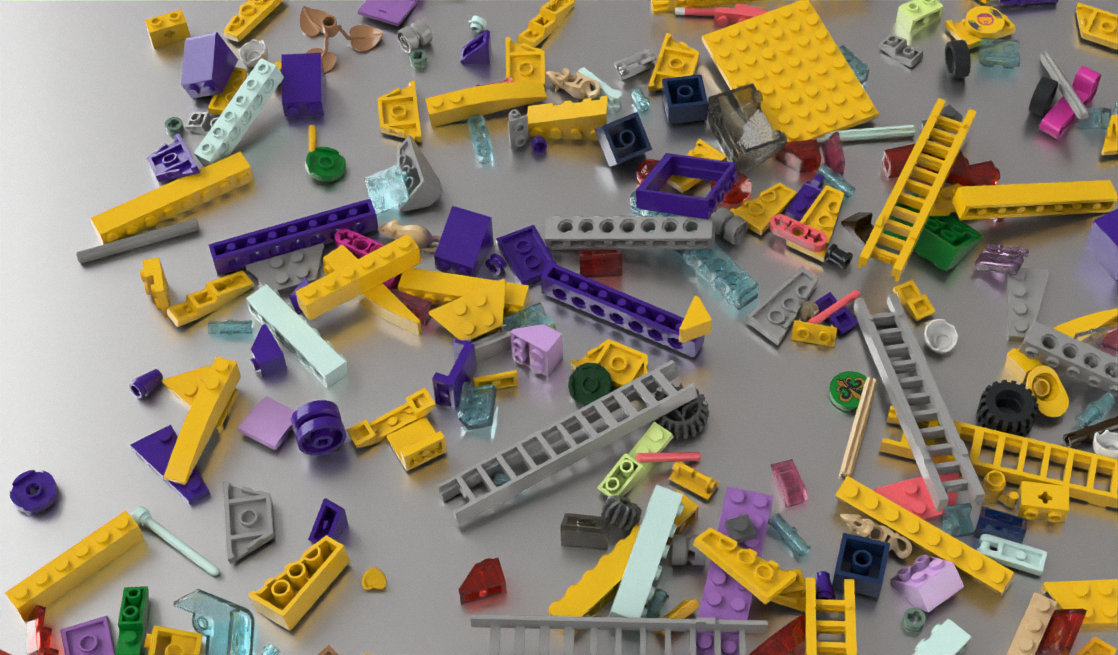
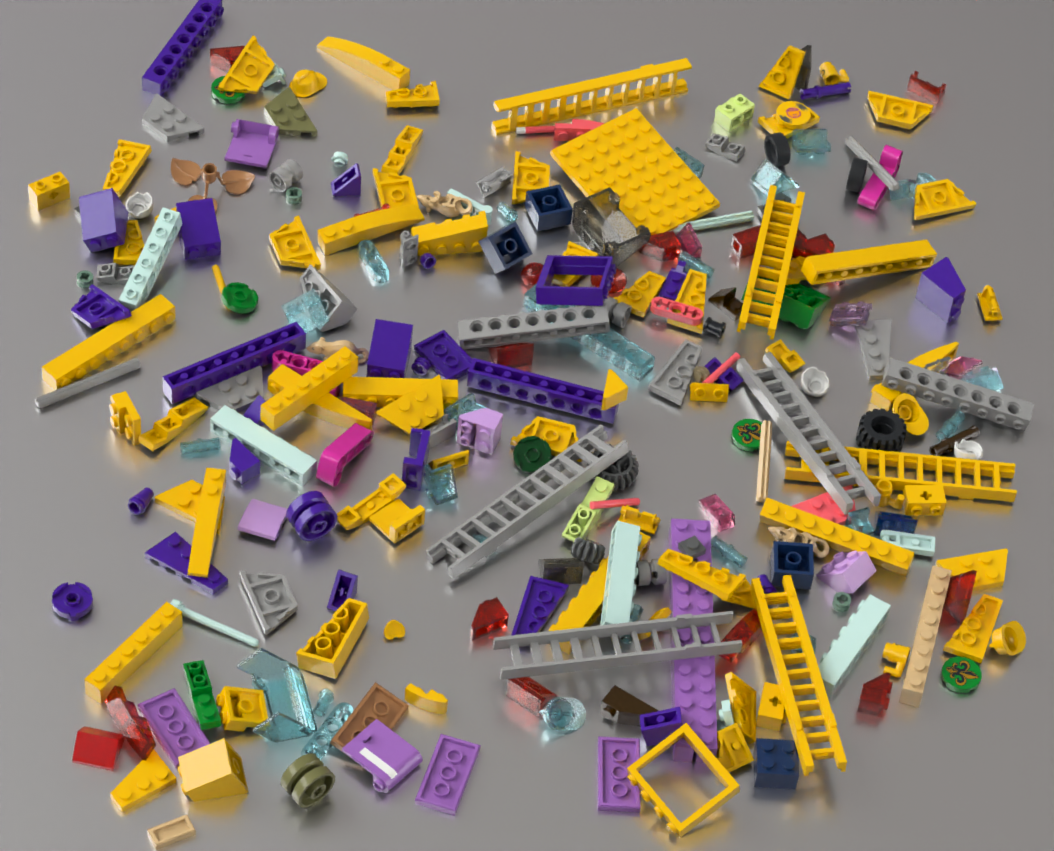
camera: 20 degrees left, 5 degrees down
(377, 353) = (341, 452): none -> dark pink beam
(545, 574) = (538, 604): none -> dark purple wing
(947, 88) = (768, 175): none -> clear light blue slope

